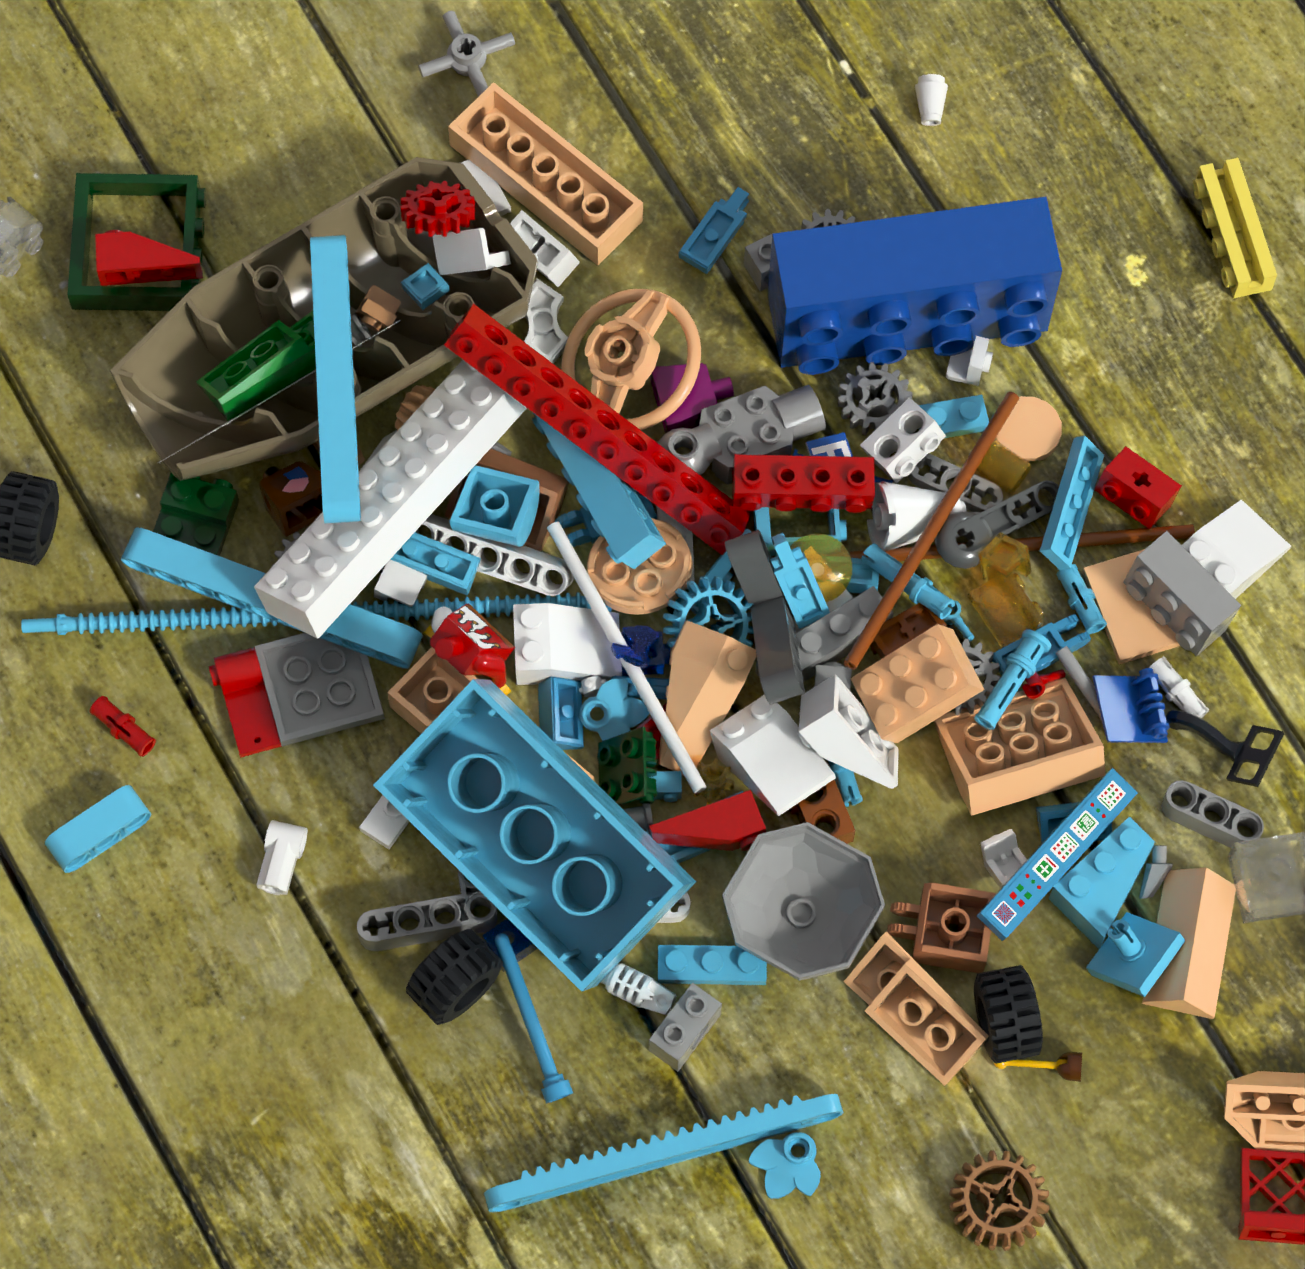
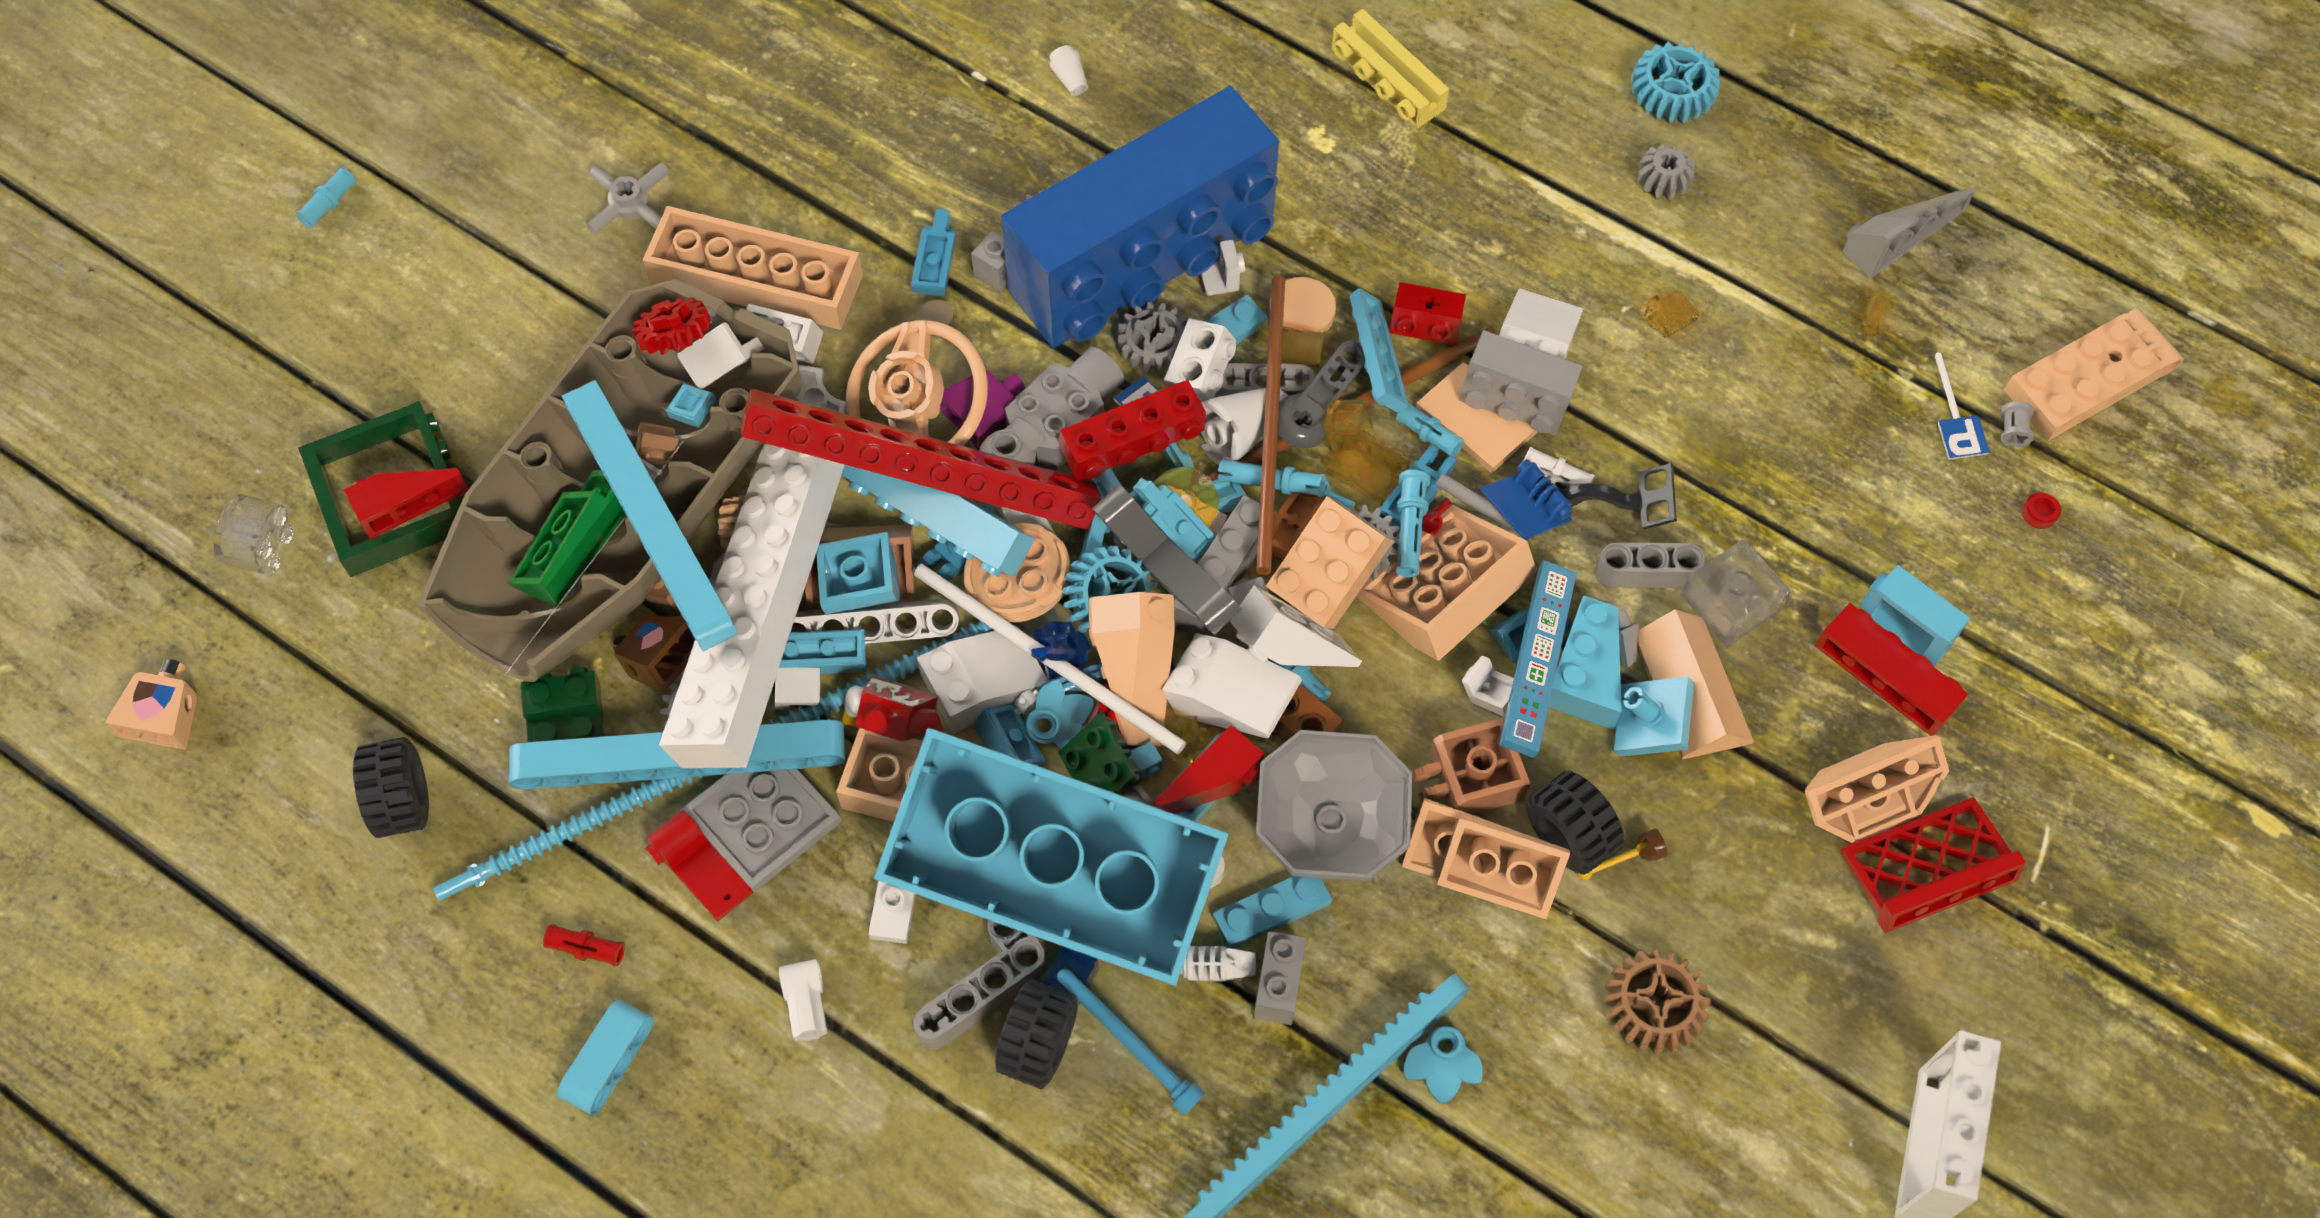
camera: 25 degrees left, 5 degrees down
(689, 291) = (937, 311): none -> dark tan tile

